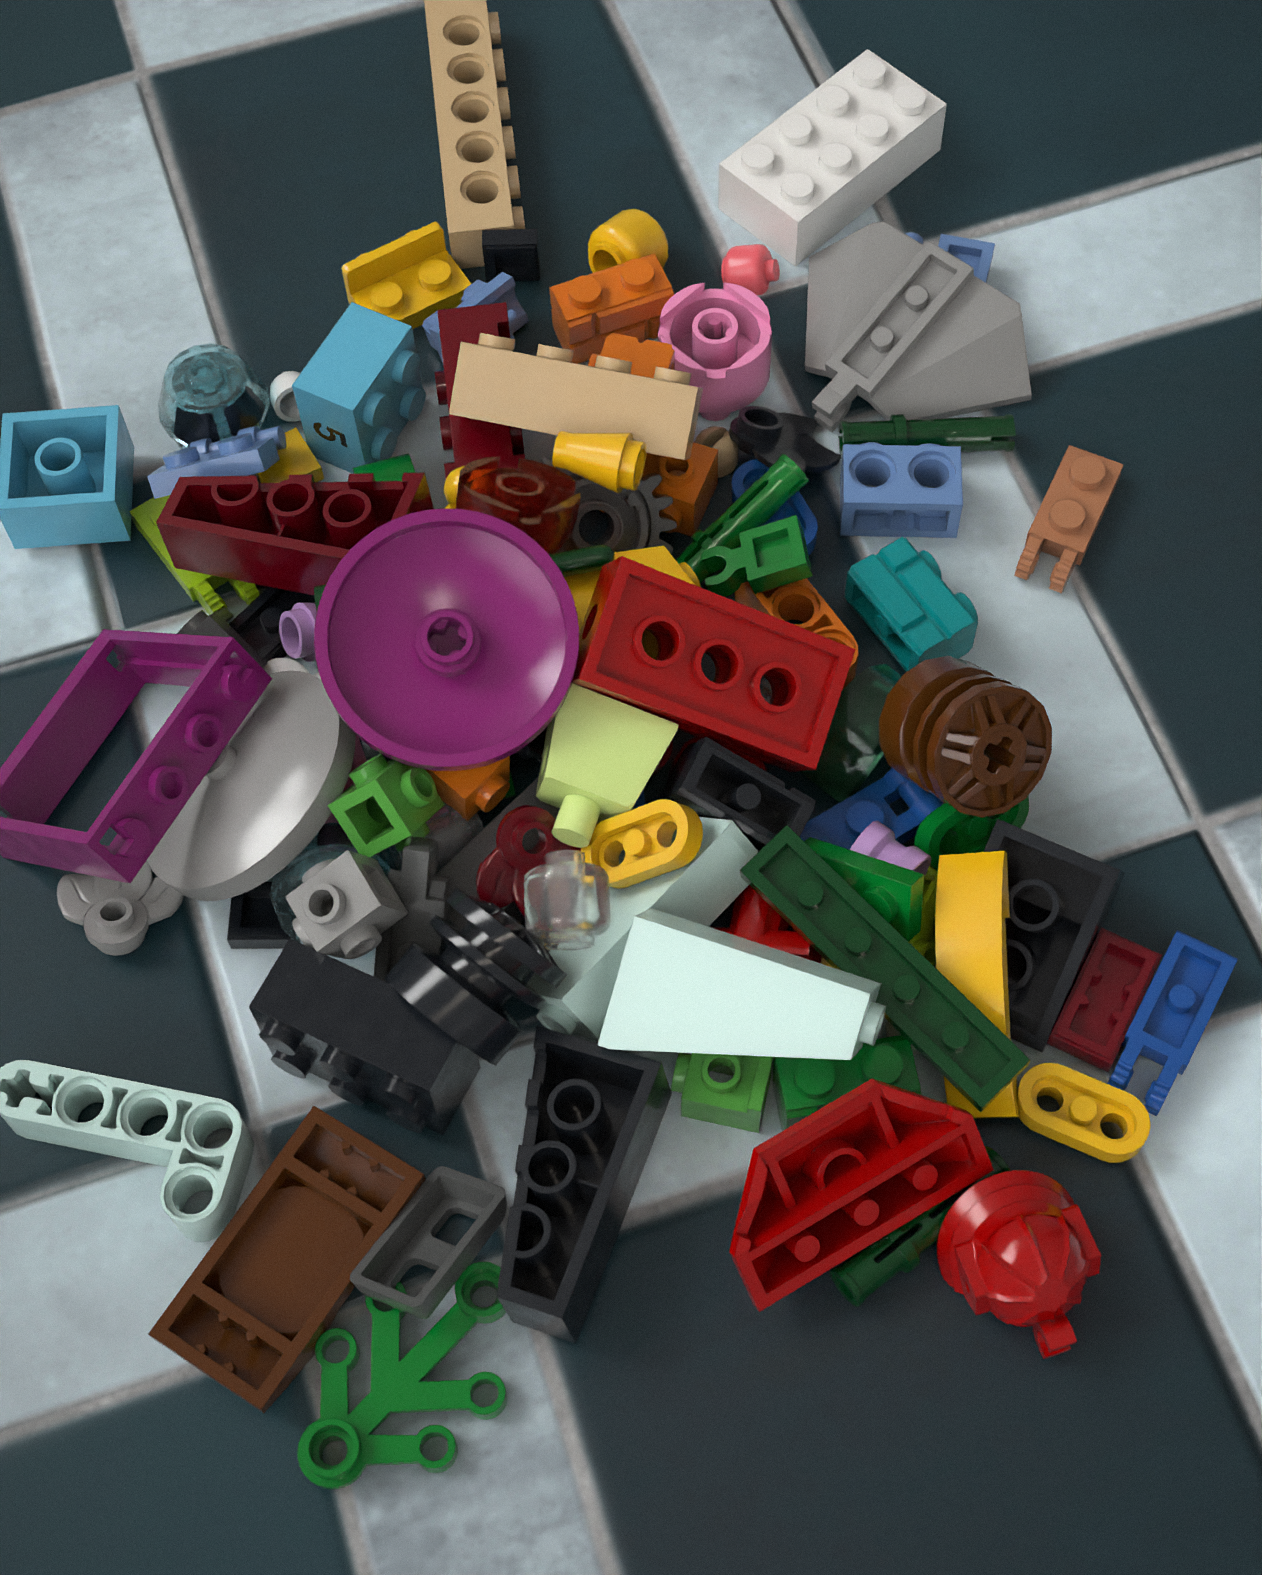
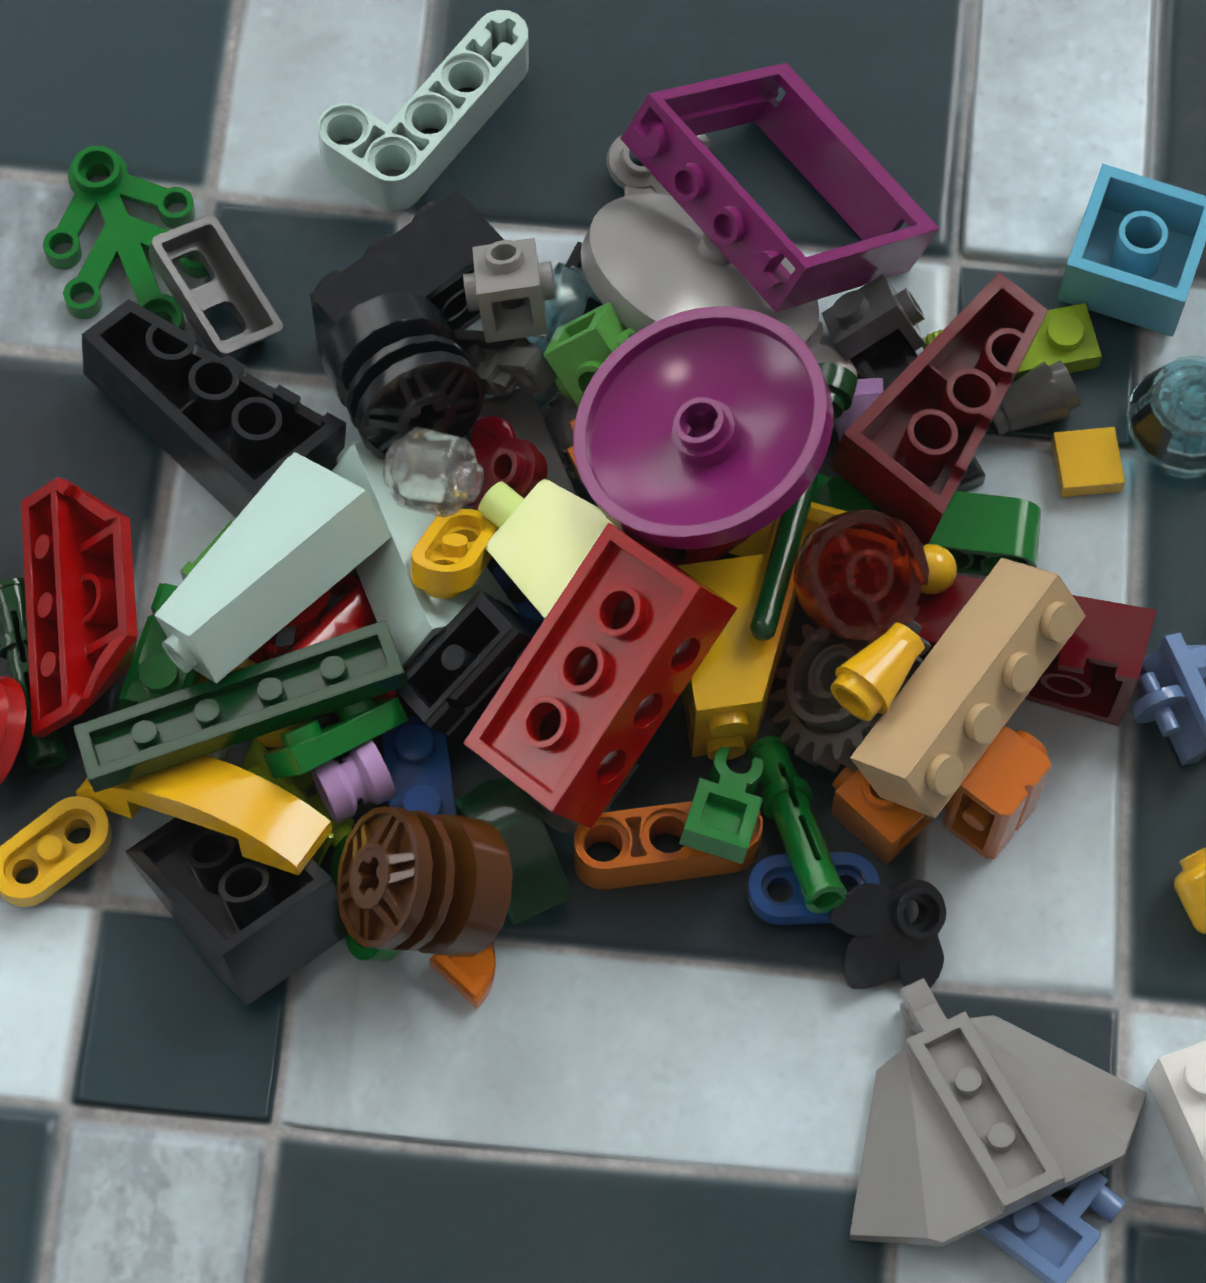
camera: 110 degrees right, 5 degrees up
(239, 455) = (1079, 369): medium blue plate -> none
(283, 397) = (1171, 494): white hinge -> none
(286, 1260) = (263, 188): reddish brown slope -> none
(360, 389) = (1120, 532): medium azure brick -> none
(613, 300) = (1141, 835): orange brick -> none
(722, 342) = (1049, 876): bright pink brick -> none
(727, 448) = (908, 869): tan hinge -> none
(750, 267) = (1158, 1023): coral piece -> none
(900, 500) = (766, 1016): medium blue brick -> none
(910, 605) = (630, 961): teal brick -> none
(970, 433) = (846, 1062): dark green pin -> none
(1069, 514) = (676, 1188): nougat hinge -> none
(1104, 999) = (142, 928): dark red plate -> none
(1174, 1014) = (96, 980): blue hinge -> none

